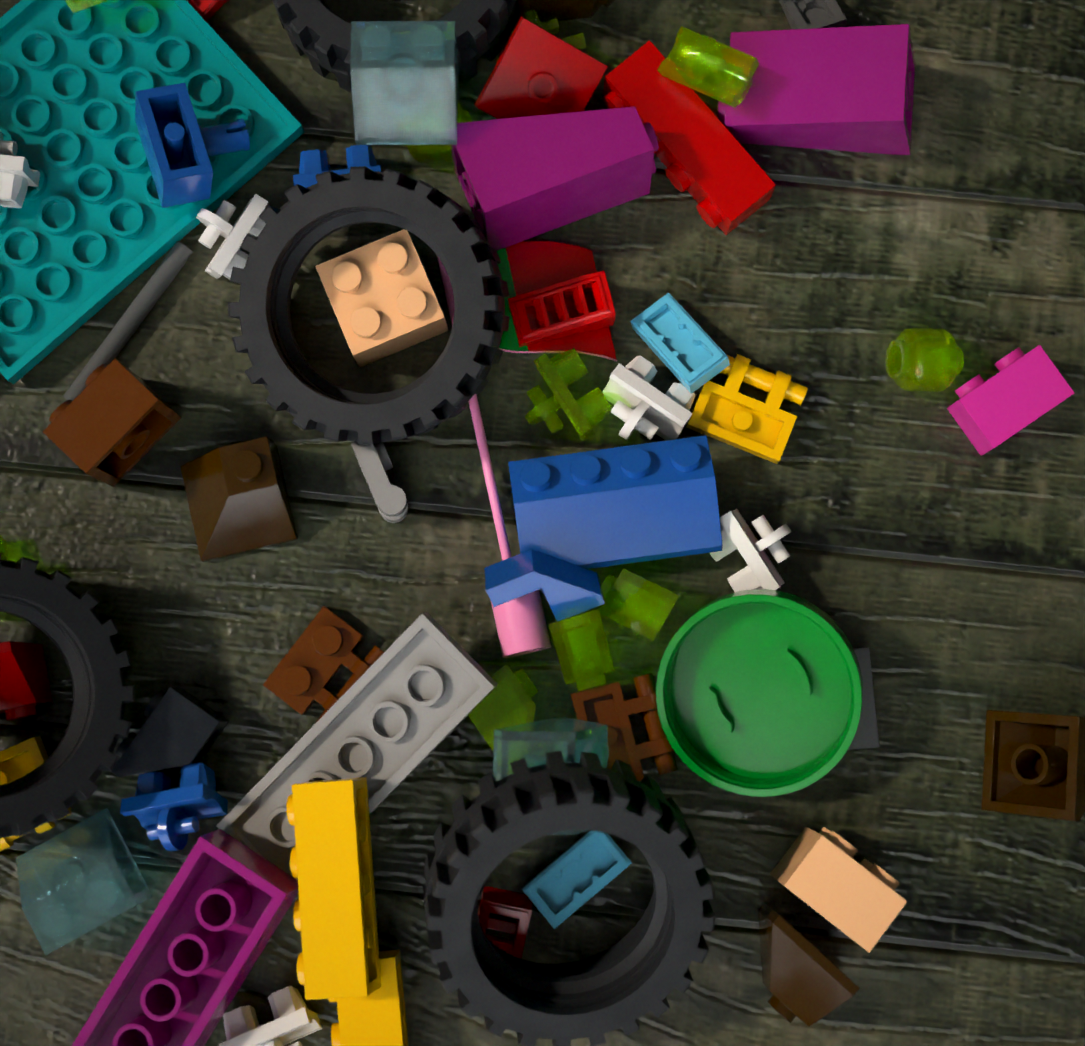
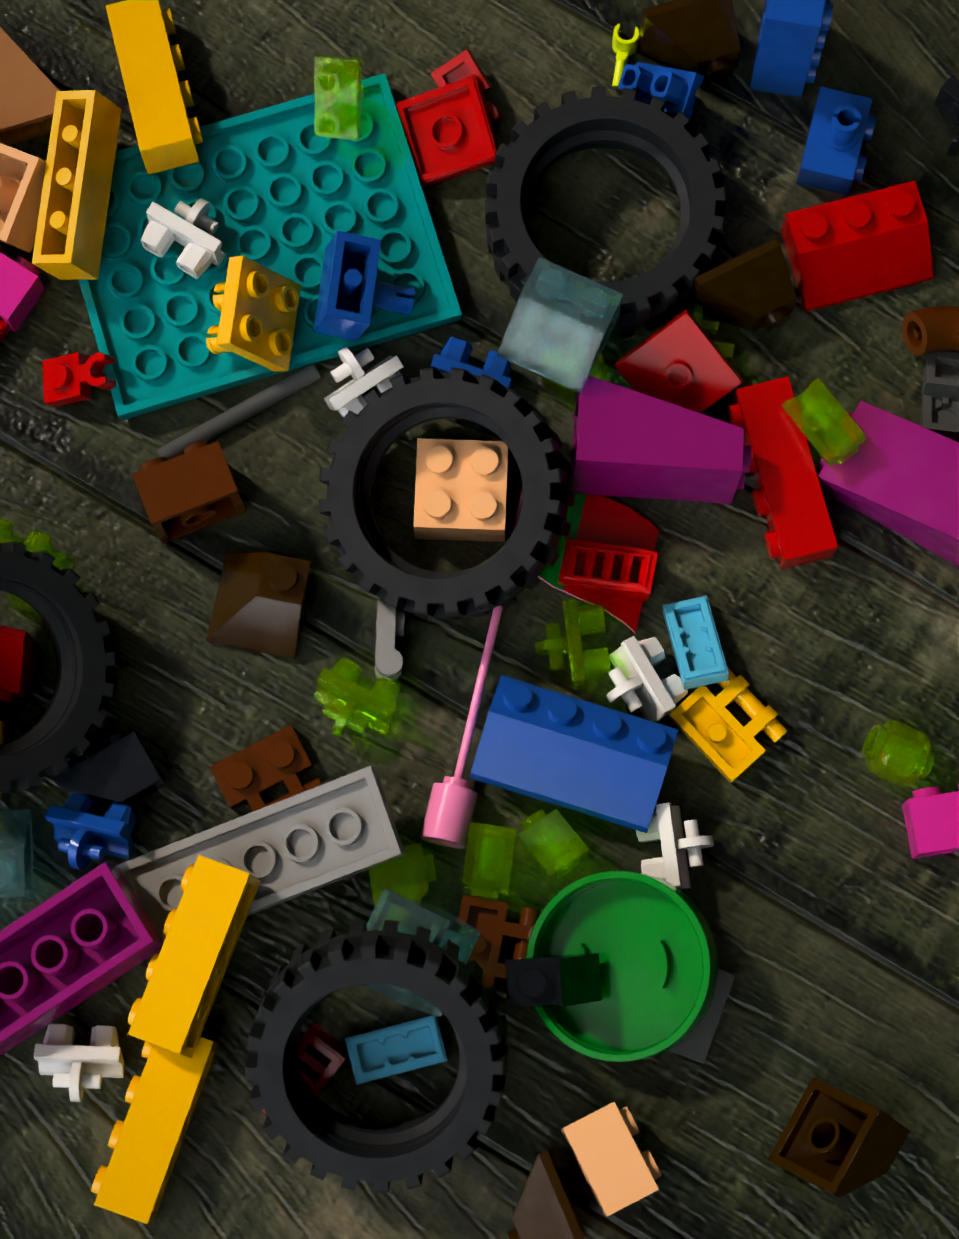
camera: 25 degrees right, 5 degrees down
(94, 215) = (255, 314): none -> yellow plate
(375, 558) = (352, 704): none -> clear neon green hips
(565, 585) = (498, 797): blue slope -> none
(700, 738) = (553, 980): none -> black slope

